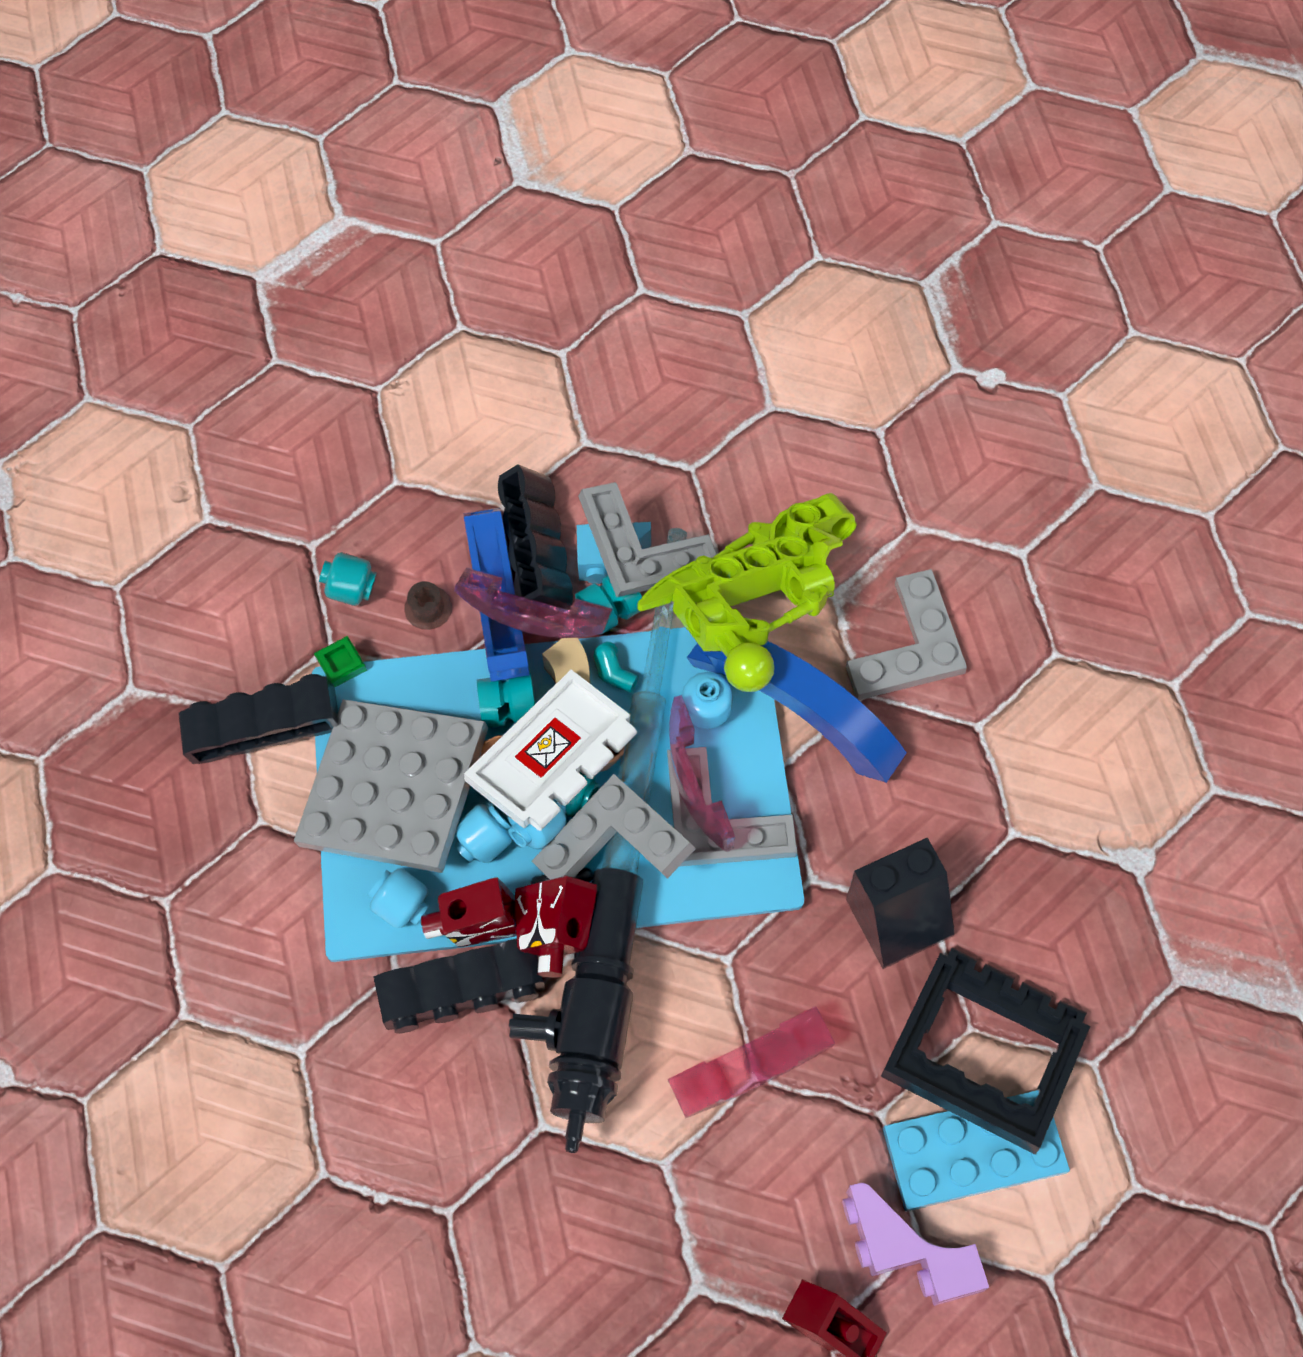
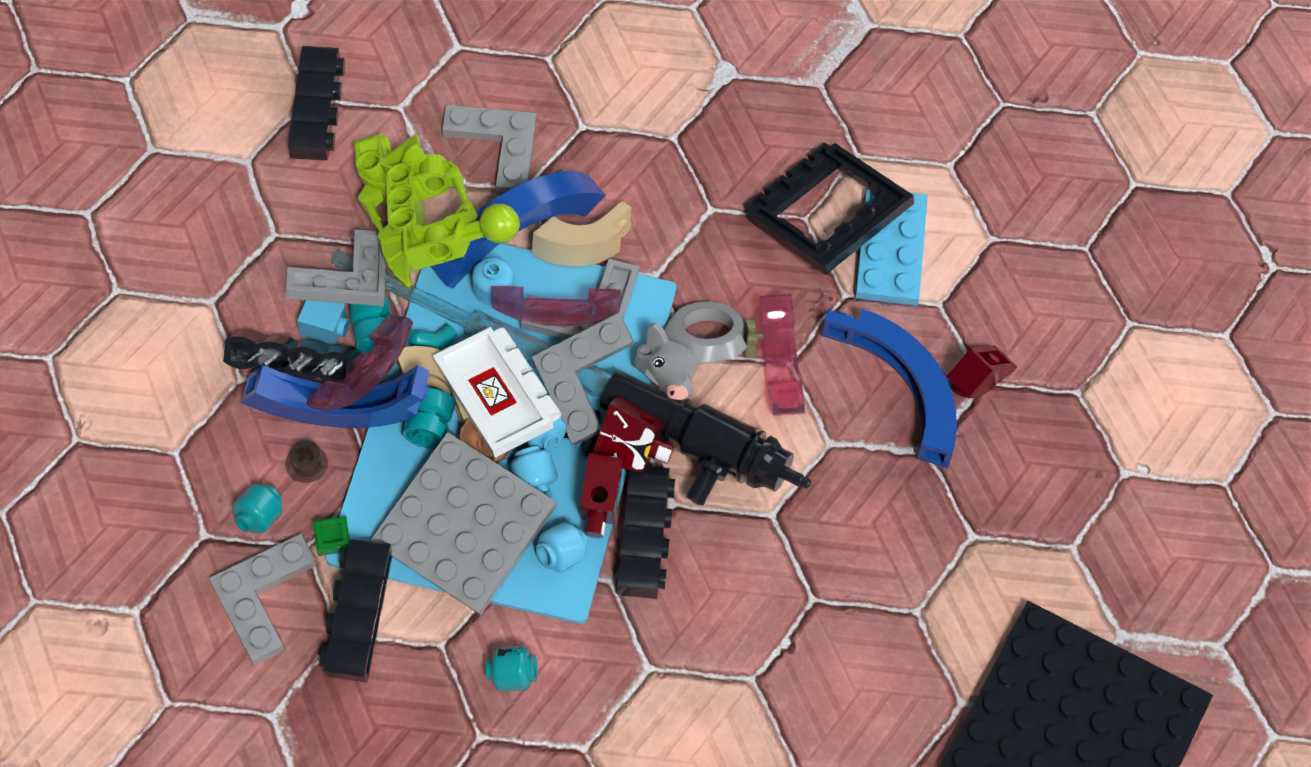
camera: 75 degrees left, 5 degrees down
(242, 902) = (512, 668): none -> teal head
(254, 601) = (241, 584): none -> light grey plate
(687, 934) = (674, 354): none -> light grey animal
(756, 1281) = (914, 366): none -> blue arch
(765, 1016) = (750, 338): none -> olive piece
(805, 783) = (582, 244): none -> tan arch
(868, 437) = (315, 103): none -> black brick
(891, 1244) = (939, 316): lavender arch -> none
(902, 902) = (704, 215): black slope -> none

